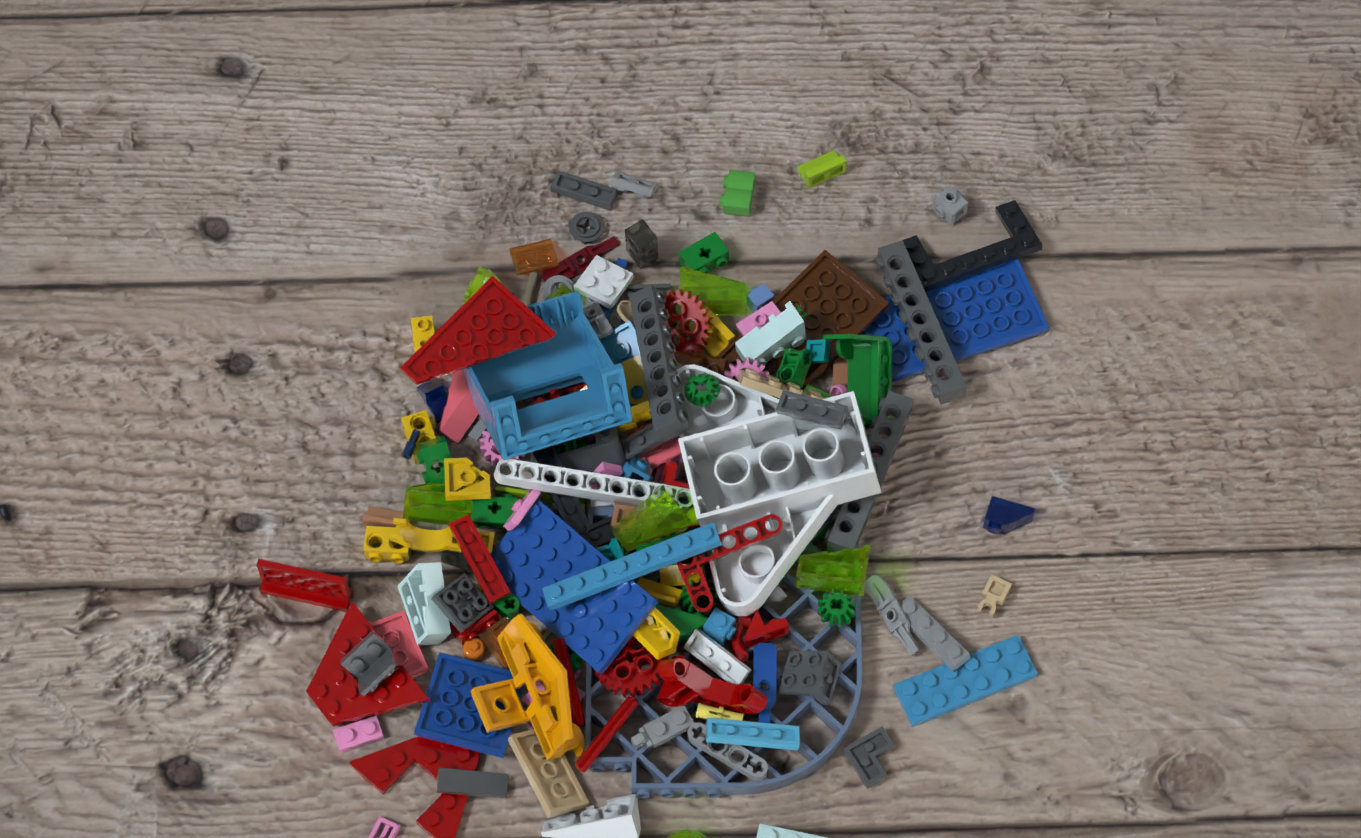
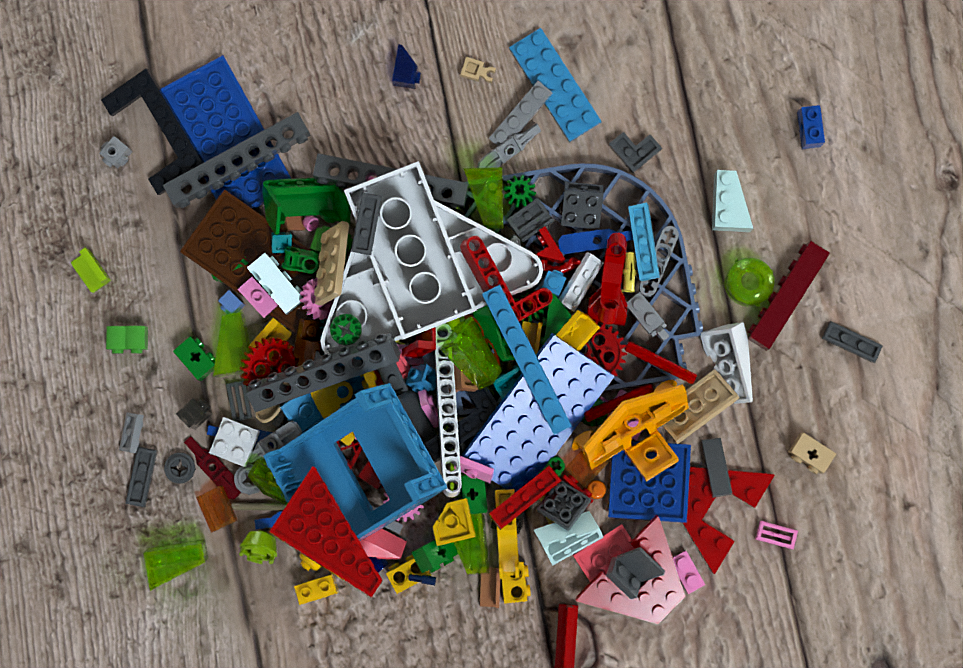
camera: 100 degrees left, 20 degrees up
(486, 204) = (172, 560): none -> clear neon green wedge
(800, 615) = (529, 220): none -> dark grey plate

